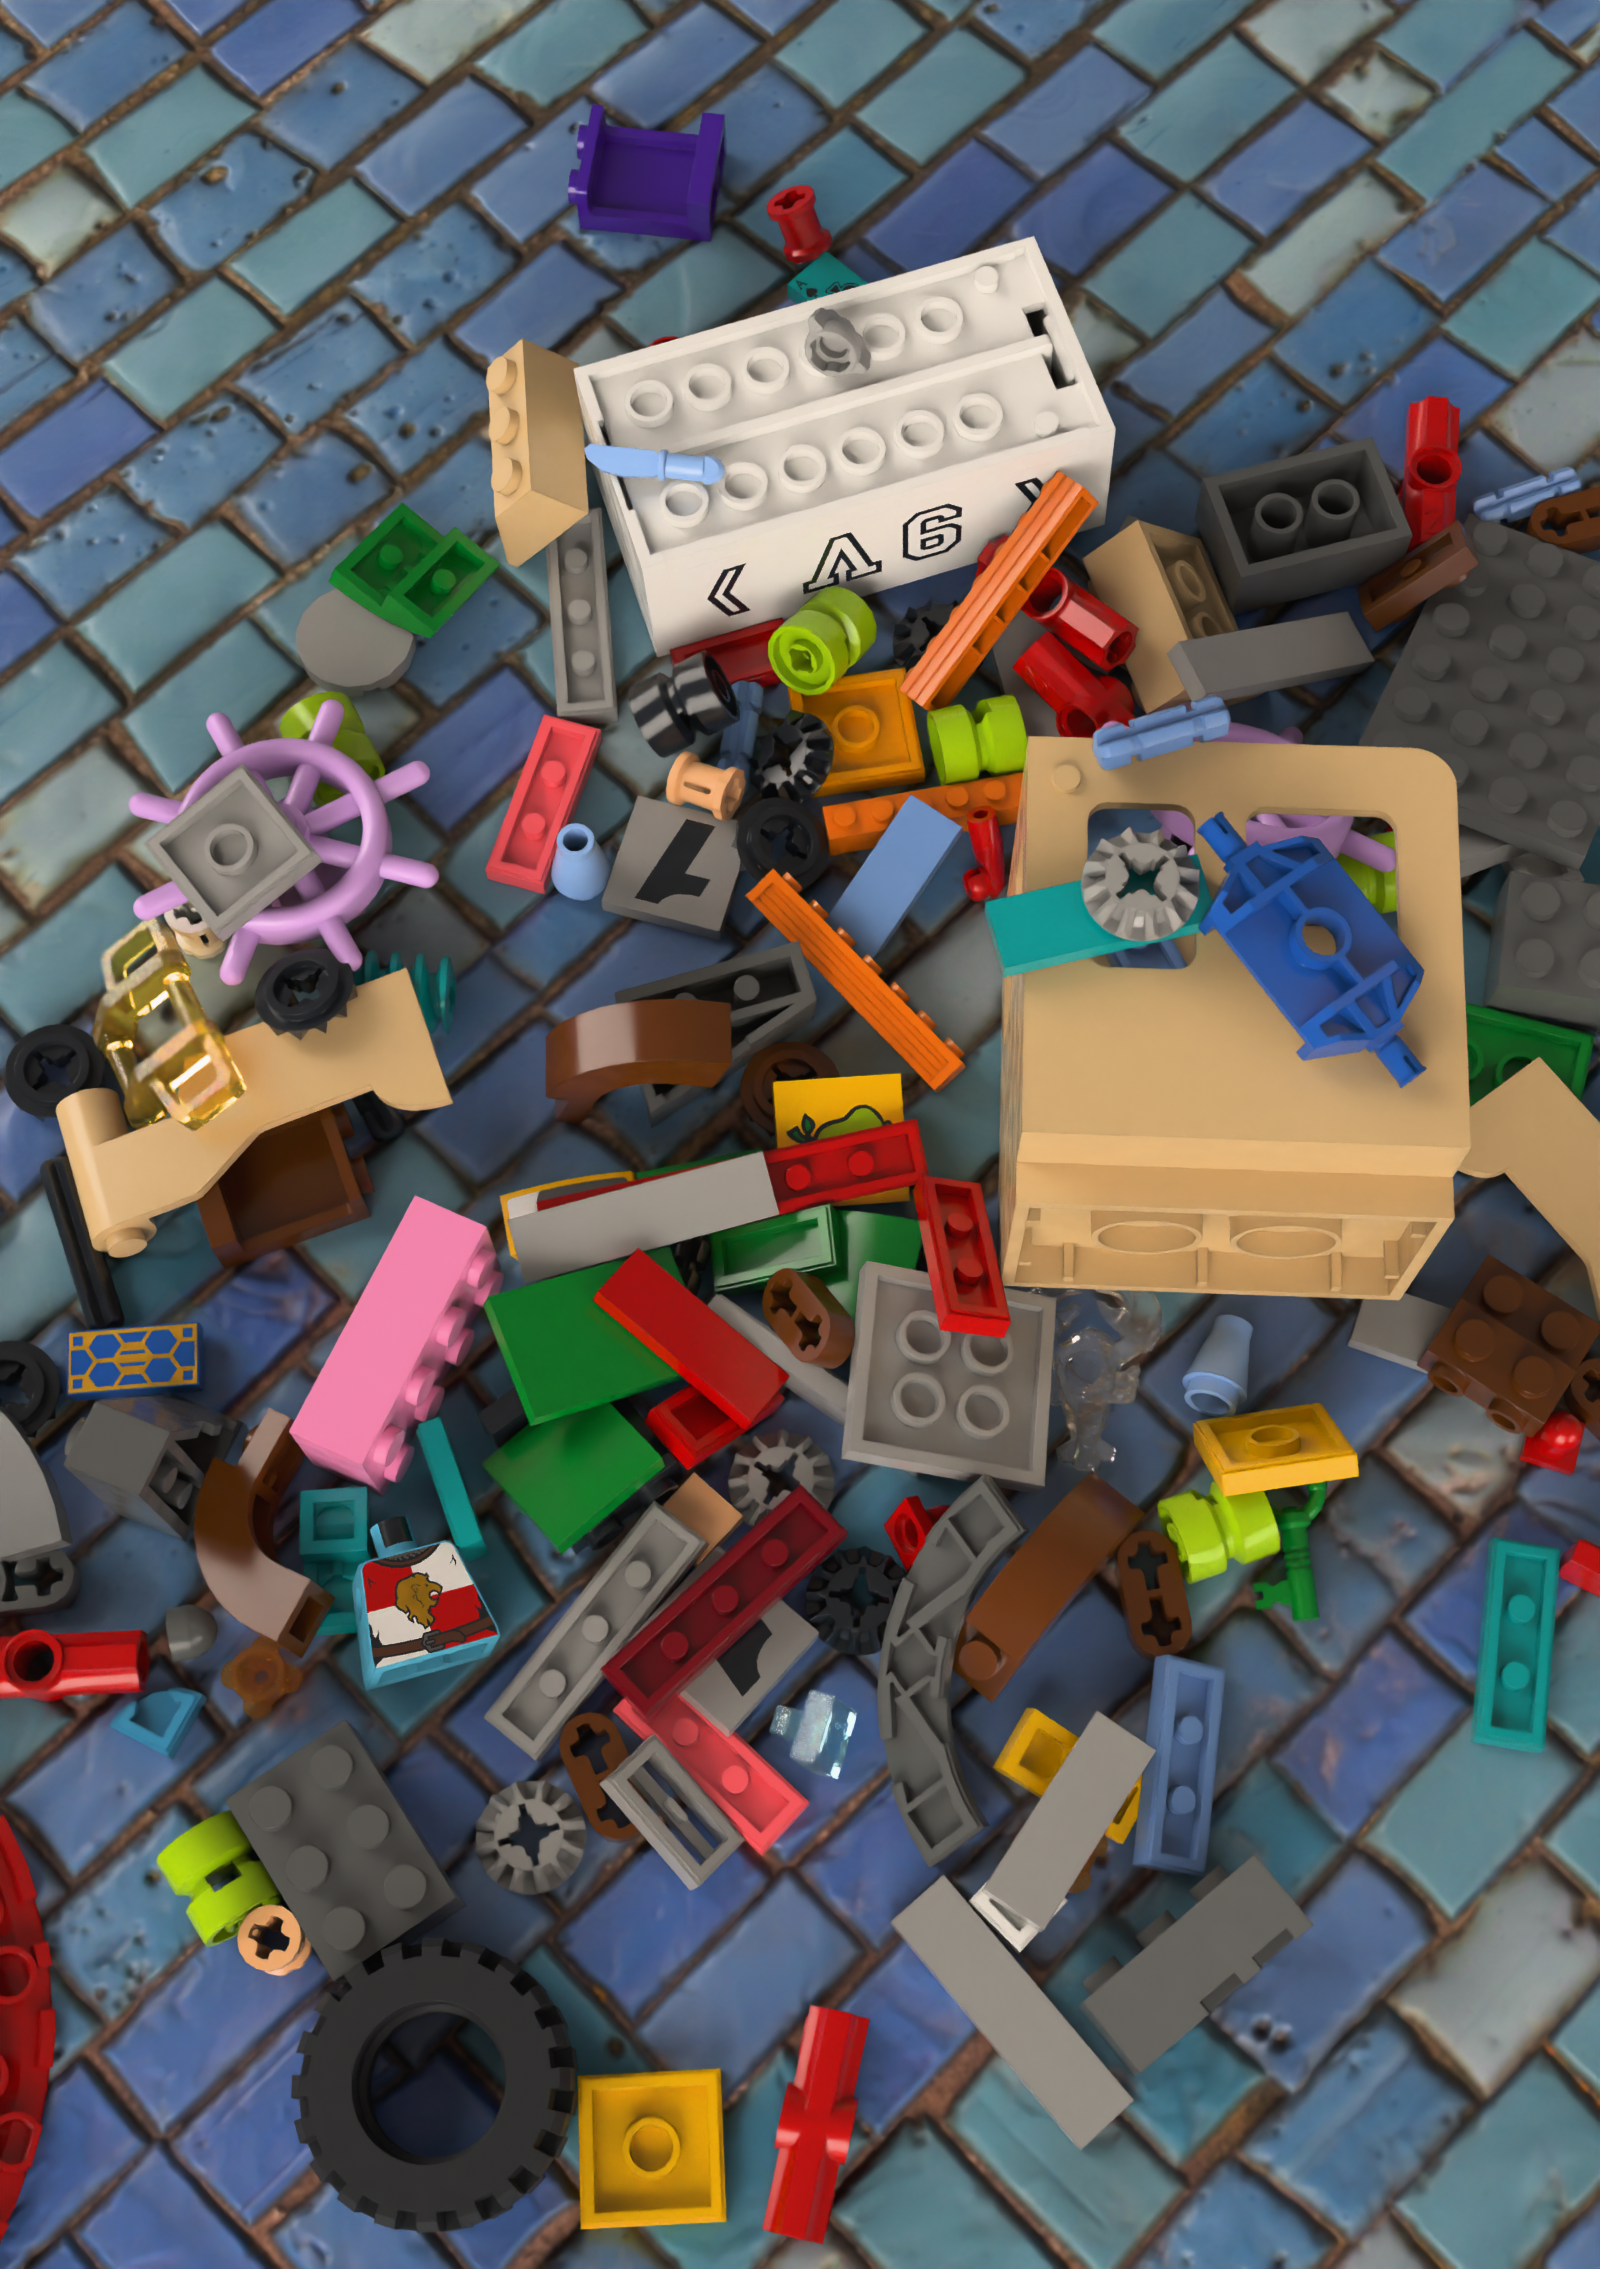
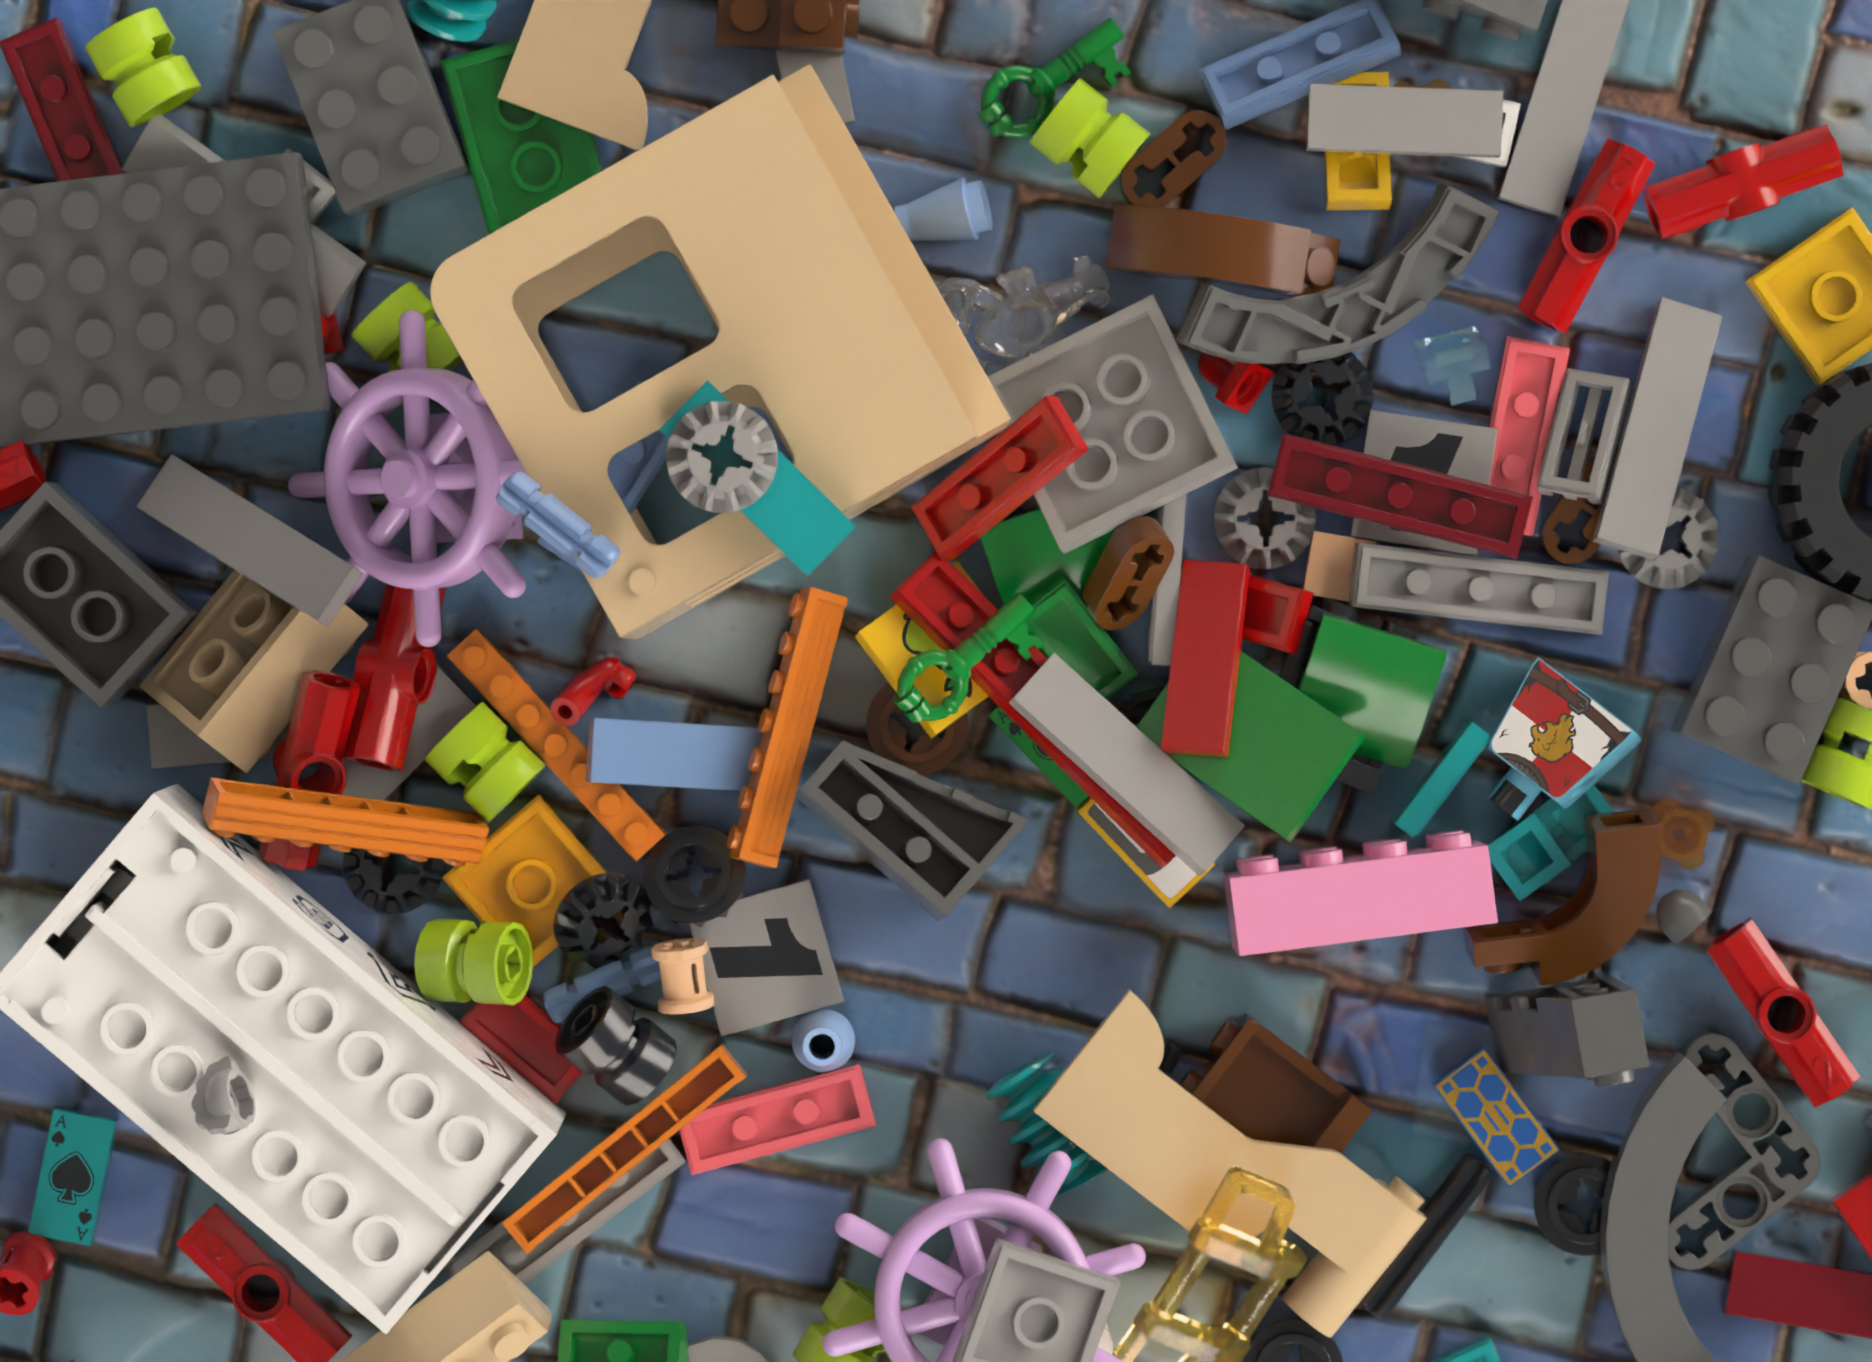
camera: 125 degrees left, 20 degrees up
(160, 1719) = (1760, 892): dark azure tile -> none
(304, 972) = (1089, 1195): black gear -> none
(598, 668) = (624, 1148): none -> orange piece
(635, 1046) = (991, 858): reddish brown arch -> none
(636, 1886) = (1657, 428): none -> light grey tile
(649, 464) = (451, 1191): light blue piece -> none
(821, 1127) = (957, 663): none -> green piece
(879, 1975) = (1605, 200): none -> red piece
(1274, 1449) = (1001, 127): yellow tile -> none
(1330, 1000) = (691, 344): blue plate -> none
(1406, 583) = (73, 457): reddish brown plate -> none

